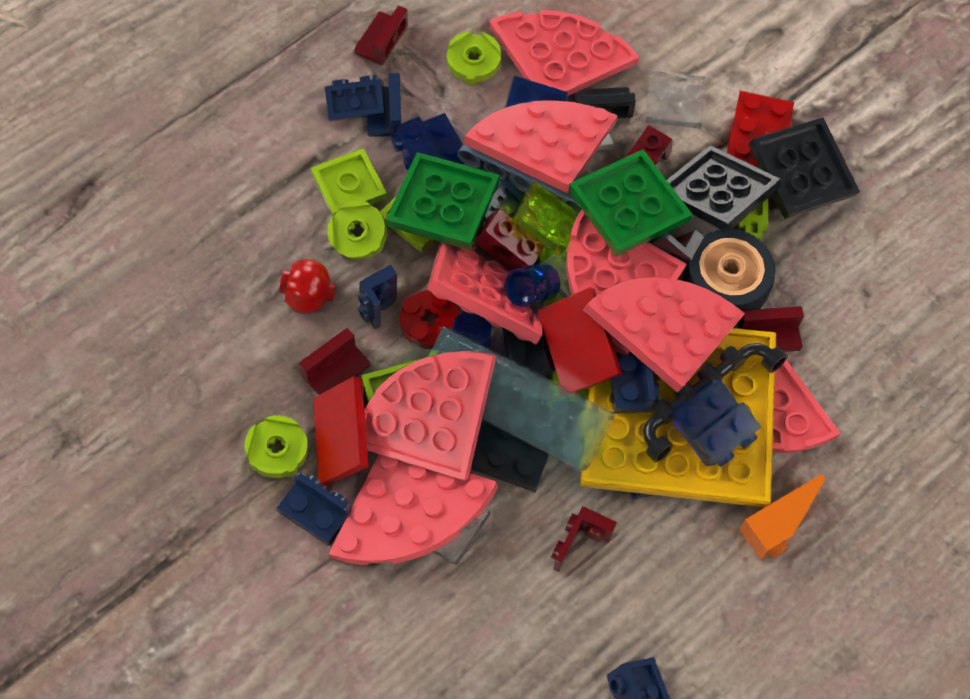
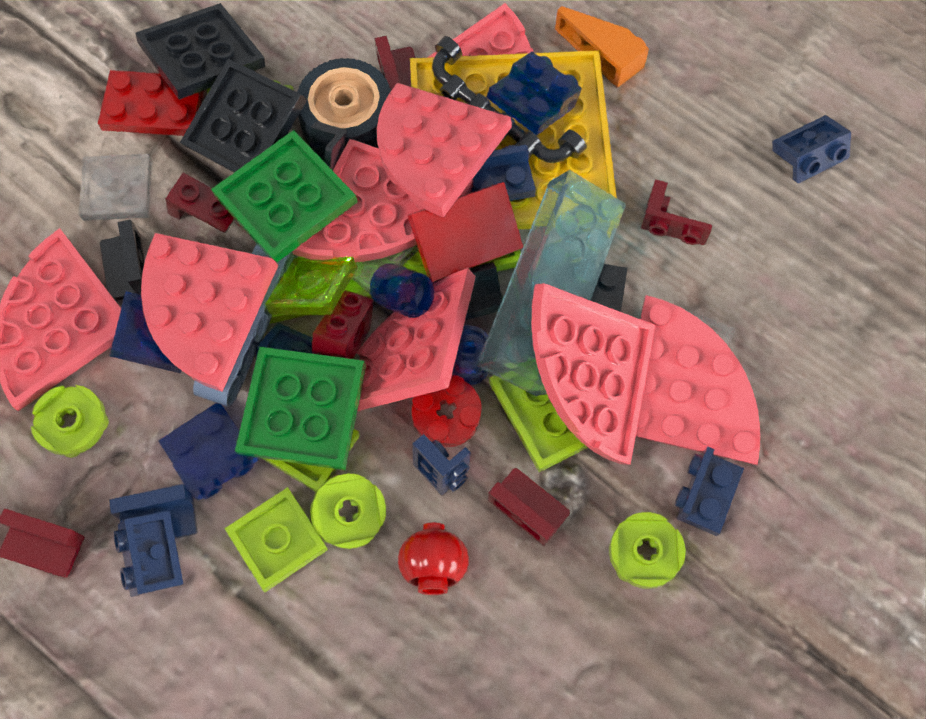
camera: 95 degrees left, 5 degrees up
(340, 432) = (620, 475): red tile -> none

